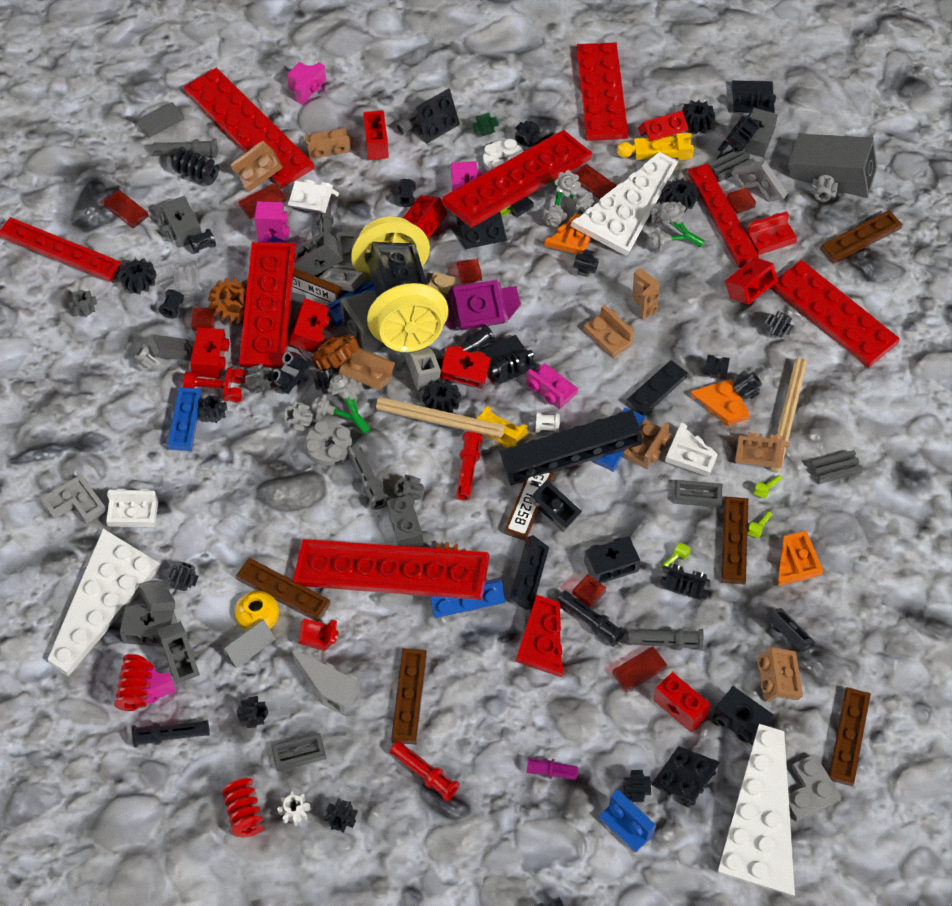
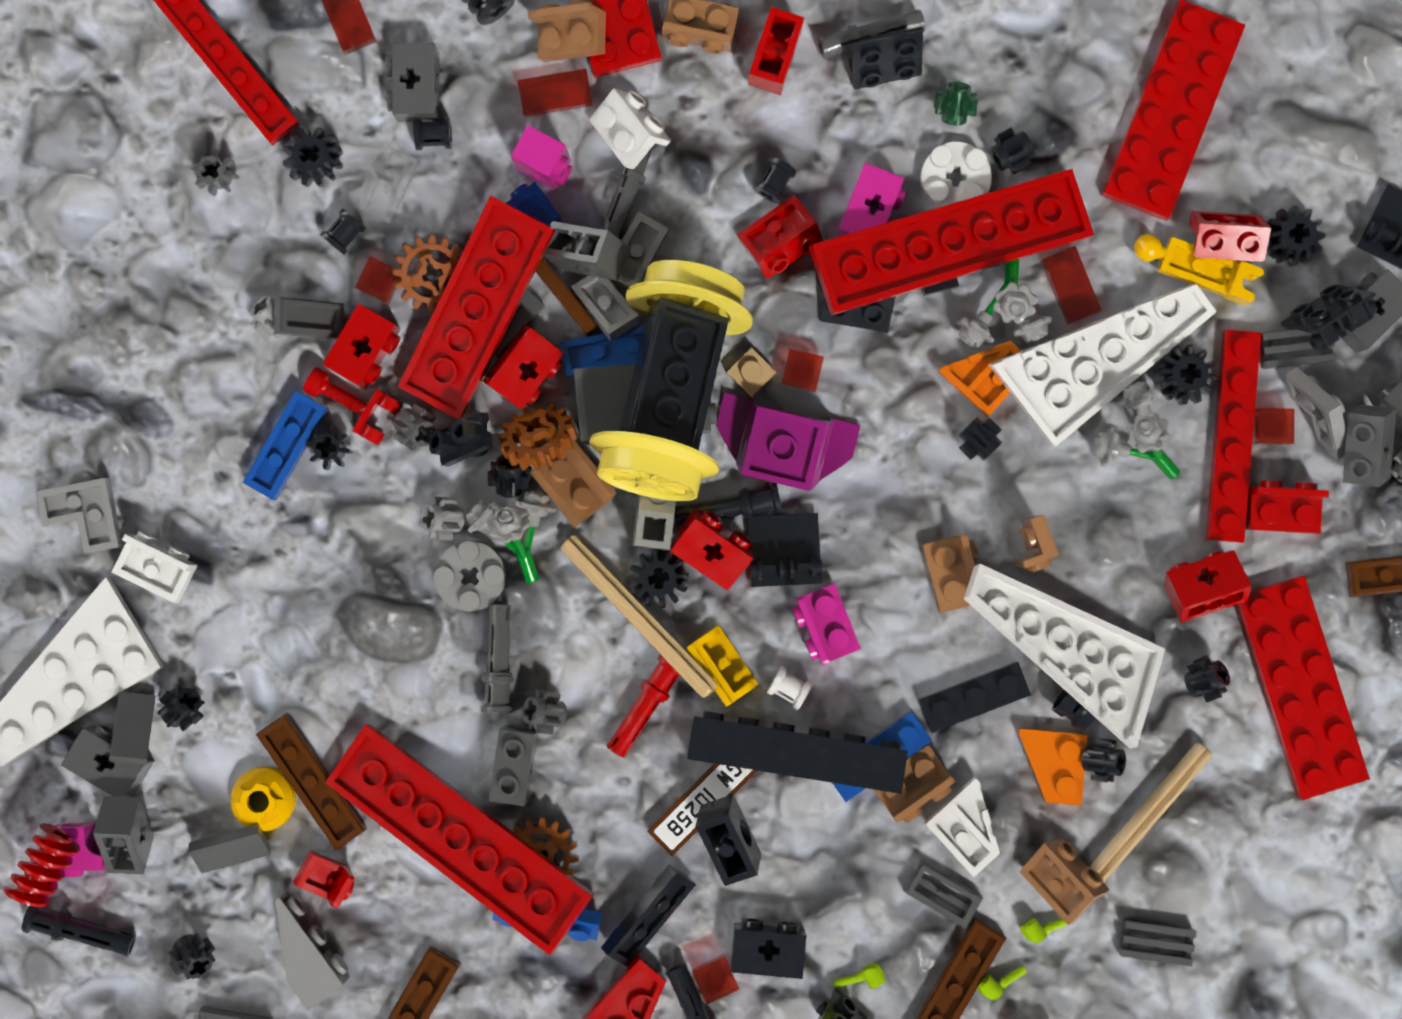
camera: 25 degrees right, 30 degrees up
(707, 335) = (1088, 657): none -> white wing
(794, 183) = (1369, 445): none -> dark grey brick

